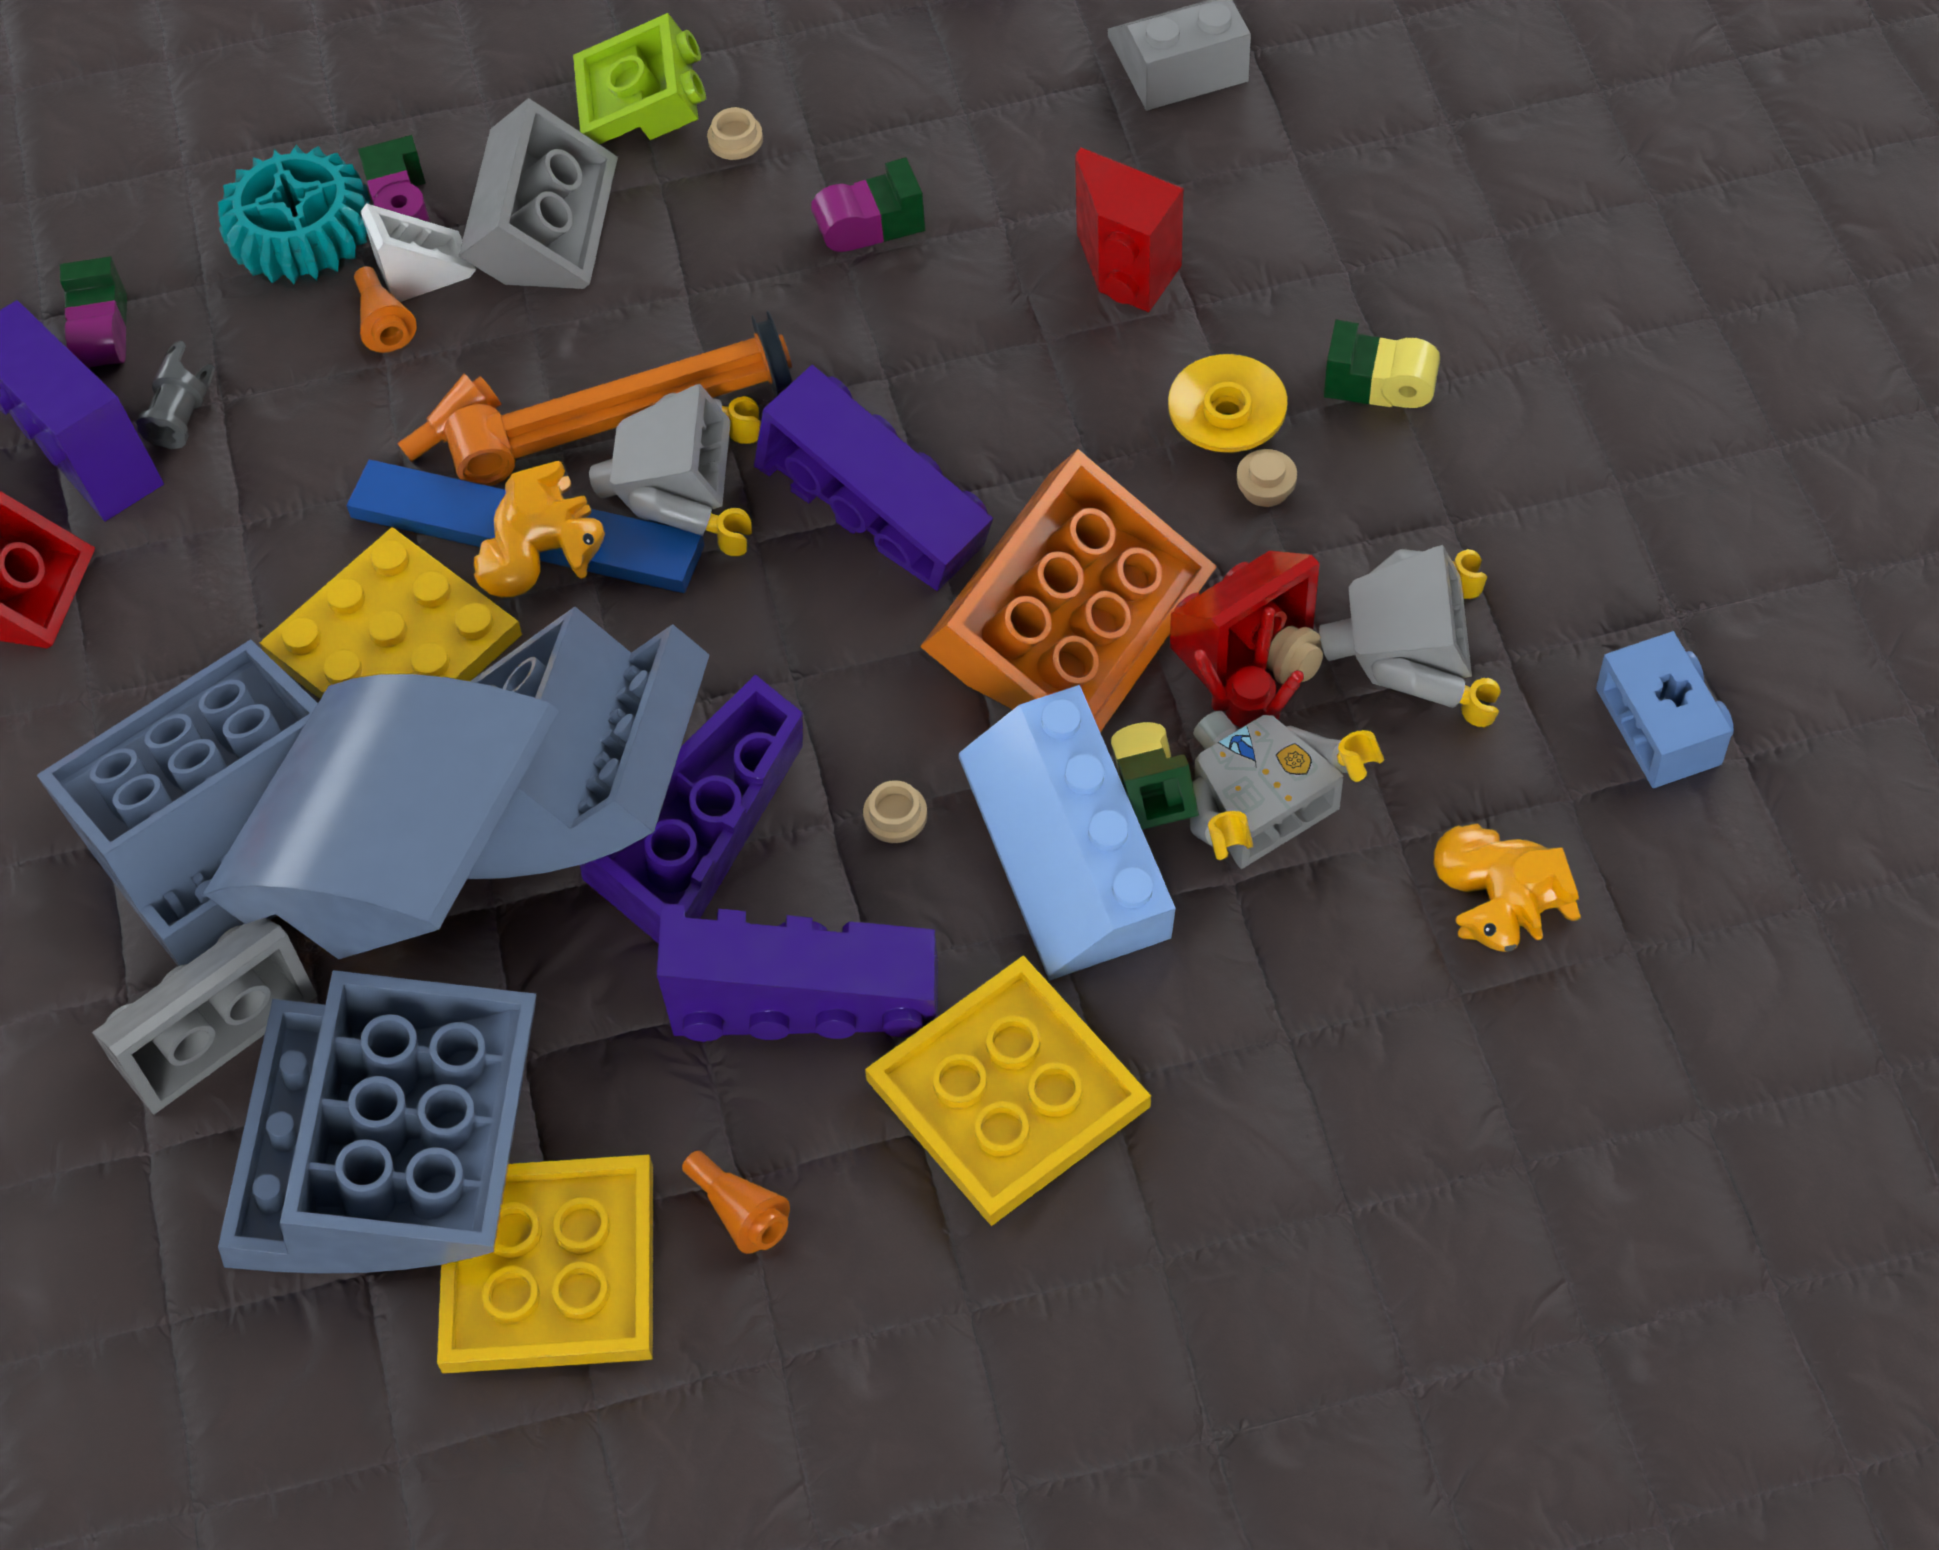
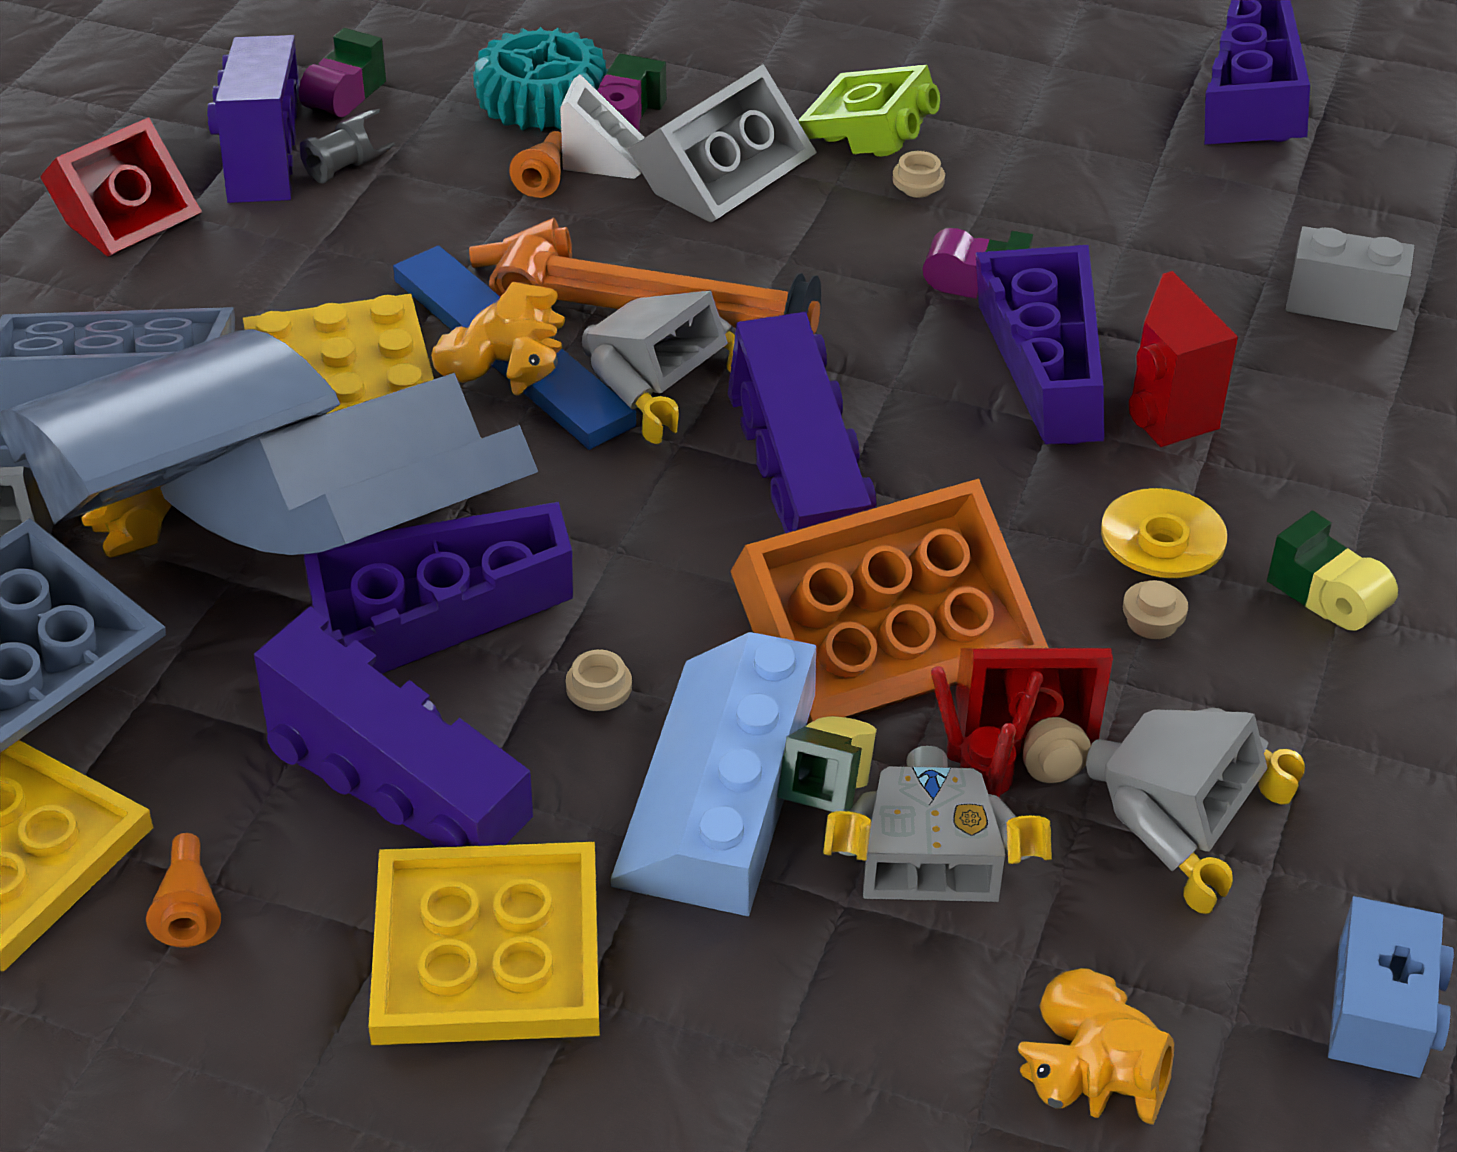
camera: 30 degrees right, 15 degrees down
(996, 256) = (1048, 334): none -> dark purple wedge

